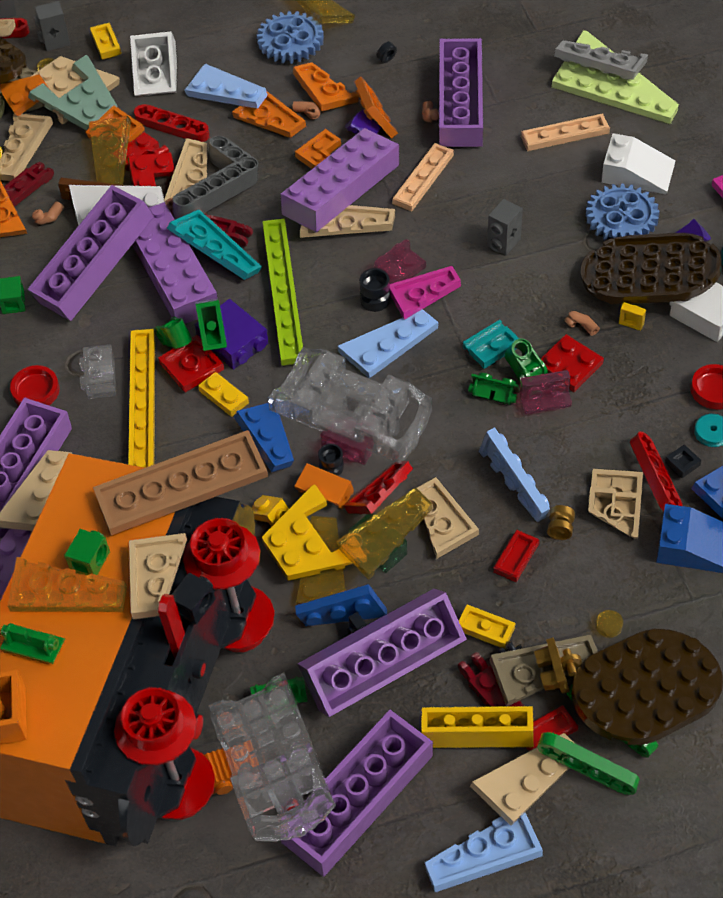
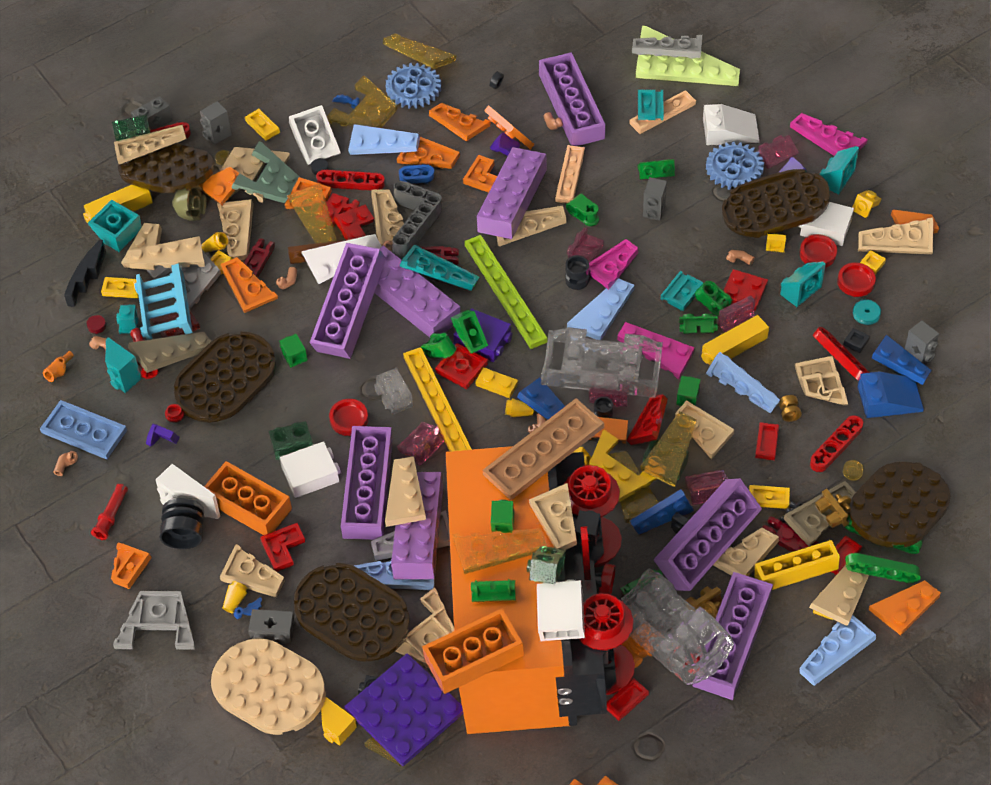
camera: 20 degrees left, 0 degrees up
(95, 695) = (560, 610): none -> white brick
(102, 439) = (422, 442): none -> clear pink bracket
(103, 630) = (546, 565): none -> clear green brick
(145, 97) = (318, 165): none -> black tile
(192, 832) = (626, 699): none -> red tile
(209, 35) = (346, 99): none -> blue piece
(226, 428) = (517, 408): none -> yellow cone
(229, 676) = (607, 579): none -> red piece
(231, 55) = (371, 111): none -> clear yellow wing
(246, 133) = (416, 174): none -> blue plate
(308, 108) = (455, 141): nougat arm -> none
(340, 741) = (709, 600): none -> pearl gold hips
(409, 585) = (704, 485): none -> clear pink bracket
(418, 220) = (583, 210): none -> green piece
(429, 690) = (748, 553): none -> tan wing
(444, 466) = (688, 390): none -> green brick
(448, 416) = (674, 353): none -> dark pink wing
(527, 194) = (656, 169): none -> green hinge
(532, 420) = (736, 340): none -> yellow brick
(550, 119) = (650, 105): none -> teal plate
(602, 824) = (905, 606): none -> orange wing
(605, 587) = (839, 445): none -> red beam
(644, 373) = (803, 282): none -> teal slope
(682, 208) = (778, 151): none -> clear pink bracket
(682, 340) = (818, 249): none -> red piece

